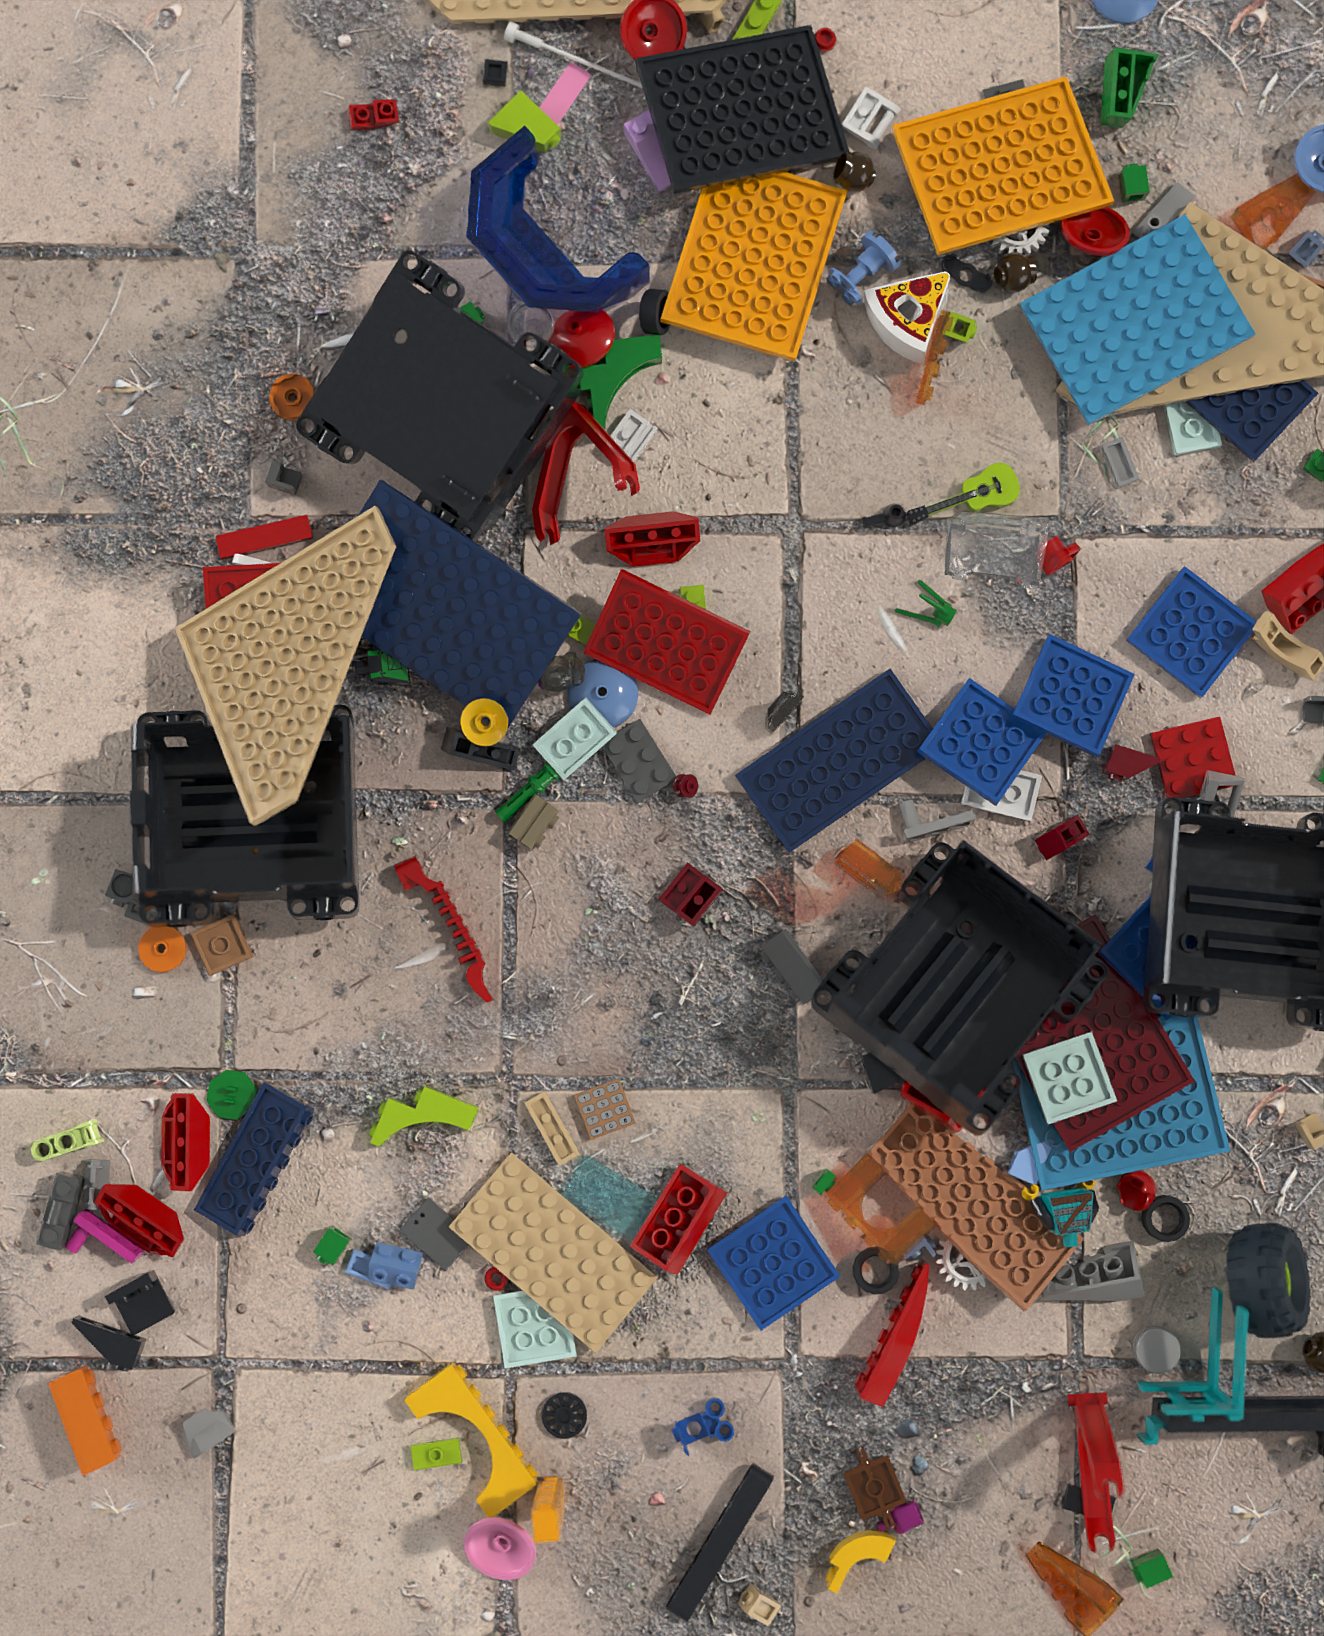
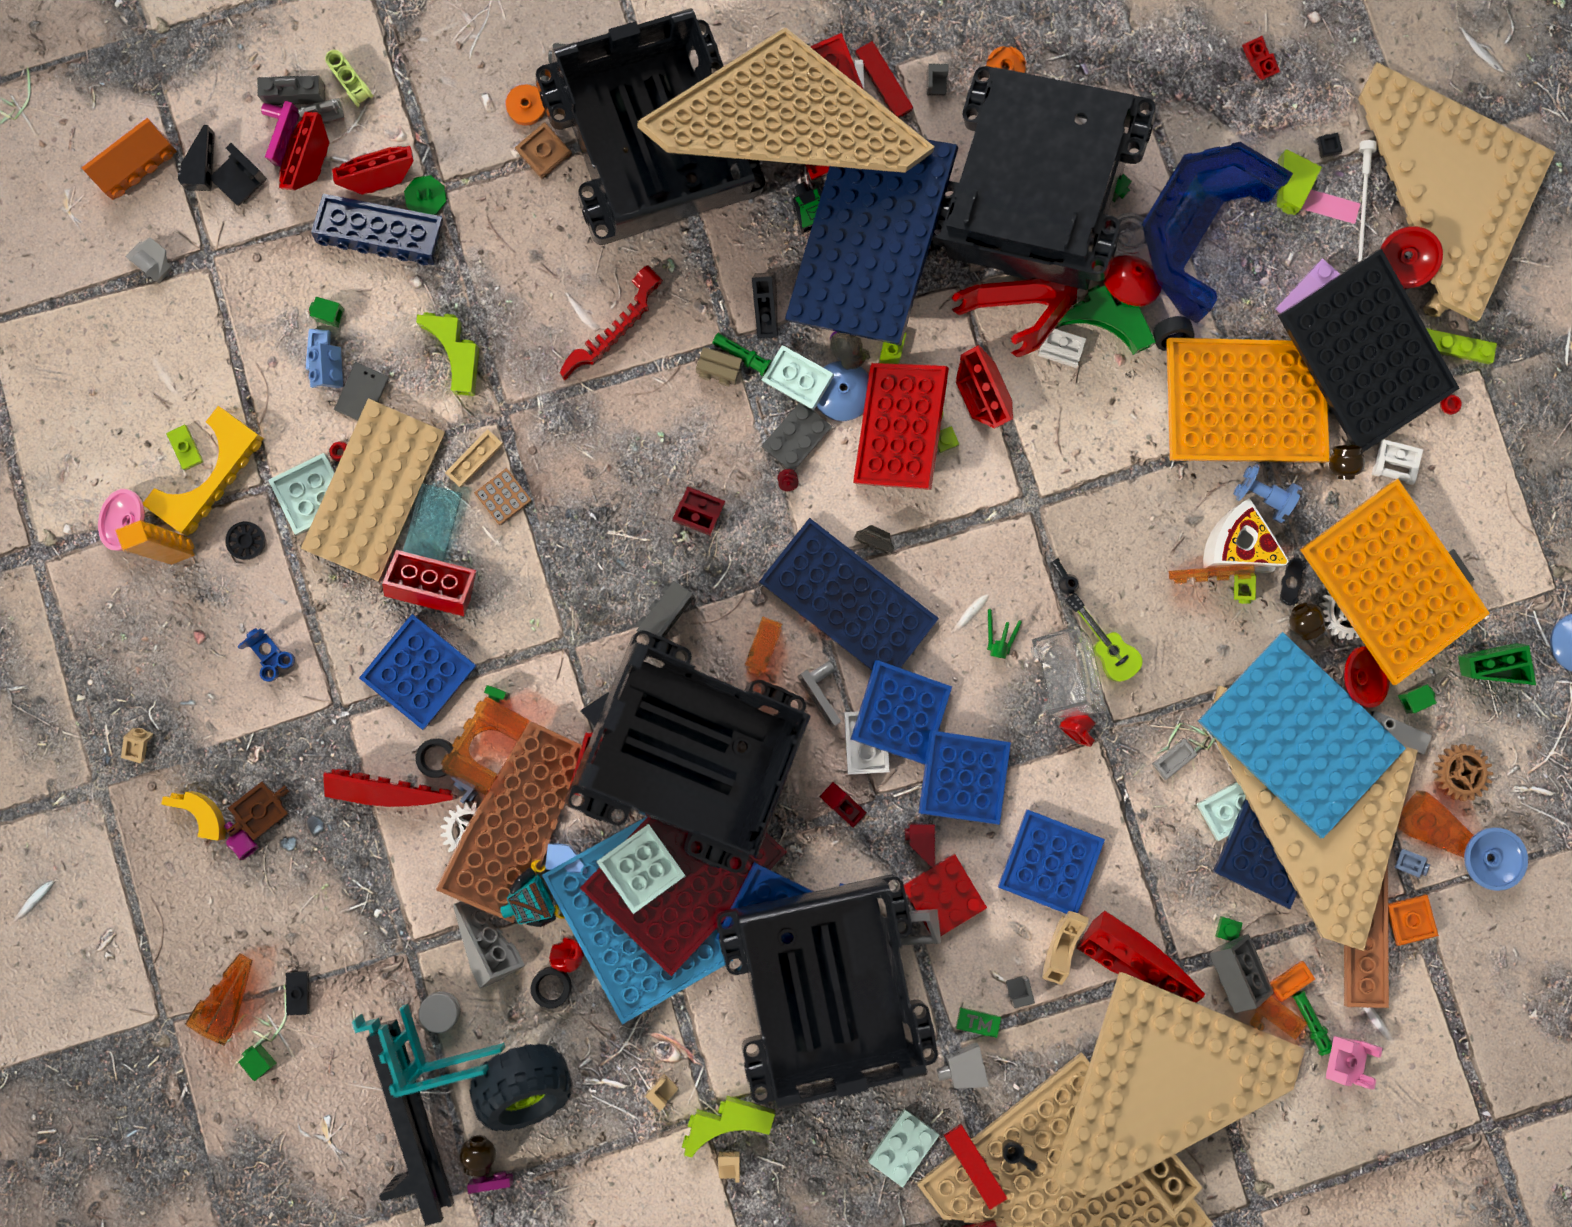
camera: 65 degrees right, 0 degrees up
(474, 727) = (780, 291): yellow dish -> none
(719, 1542) = (177, 697): black beam -> none
(1097, 1465) = (326, 987): red piece -> none
(1220, 163) = (1470, 787): none -> medium nougat gear

